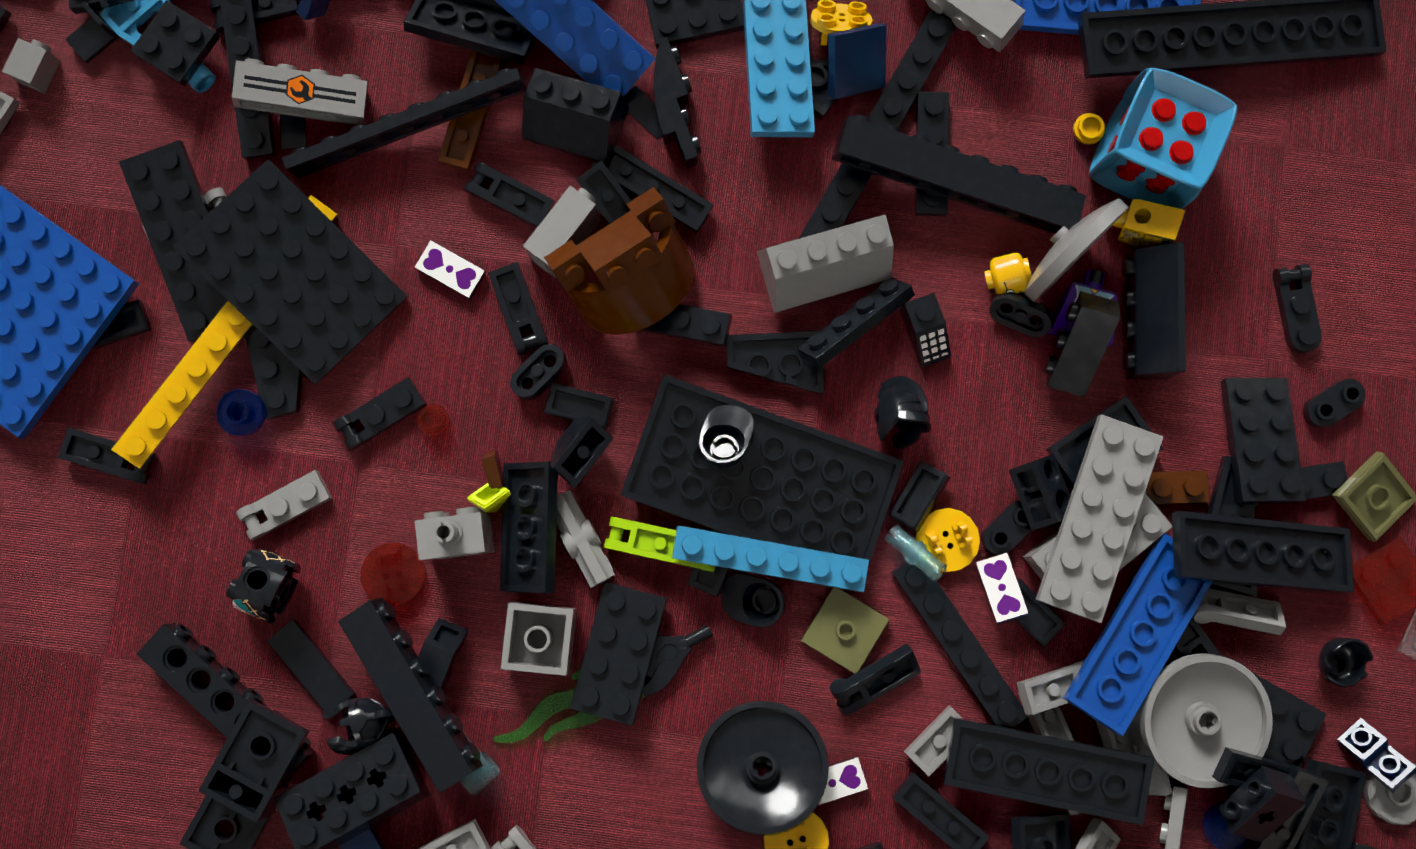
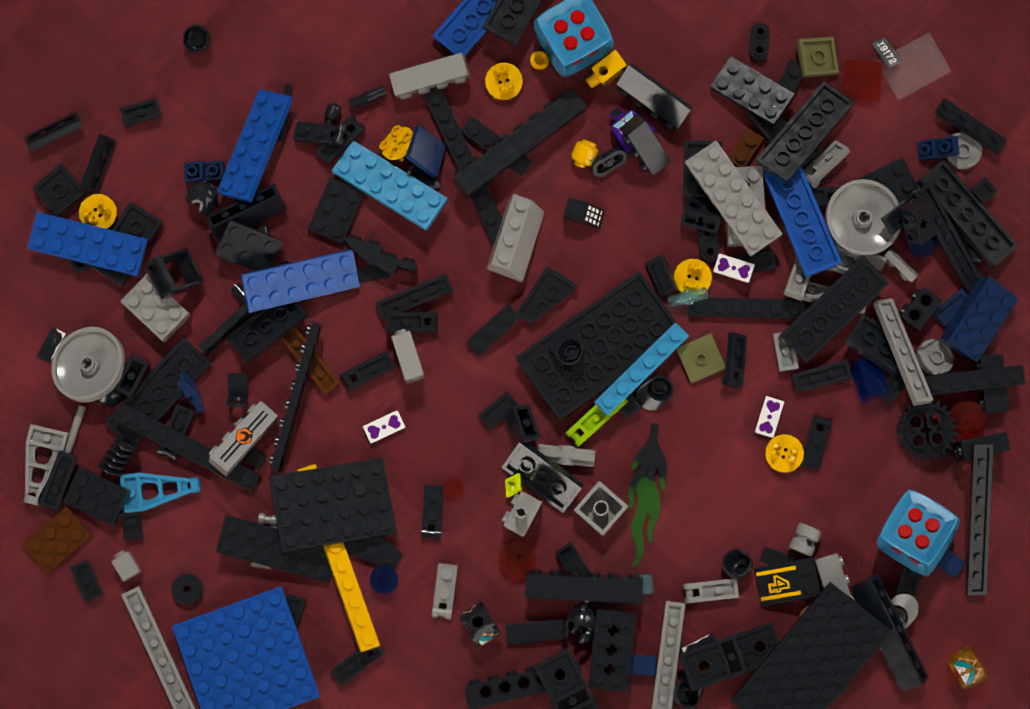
camera: 55 degrees left, 0 degrees up
(44, 160) = (179, 585): none -> black piece
(175, 43) = (171, 484): black plate -> none
(365, 45) = (237, 389): none -> black bracket
(492, 469) = (500, 474): reddish brown tile -> none
(517, 307) = (428, 406): black plate -> none
(536, 370) = (466, 419): black plate -> none
(572, 115) = (351, 311): black slope -> none
(619, 653) = (635, 475): black plate -> none
(635, 274) = (454, 334): reddish brown piece -> none
(767, 737) = (728, 430): black dish -> none
(856, 322) = (555, 245): black plate -> none
(902, 405) = (612, 251): black helmet -> none
(1017, 113) = (506, 90): none -> yellow plate
(1071, 245) = (594, 116): light grey dish -> none
(1297, 308) = (701, 25): black plate -> none
(1344, 661) = (883, 130): black hair -> none

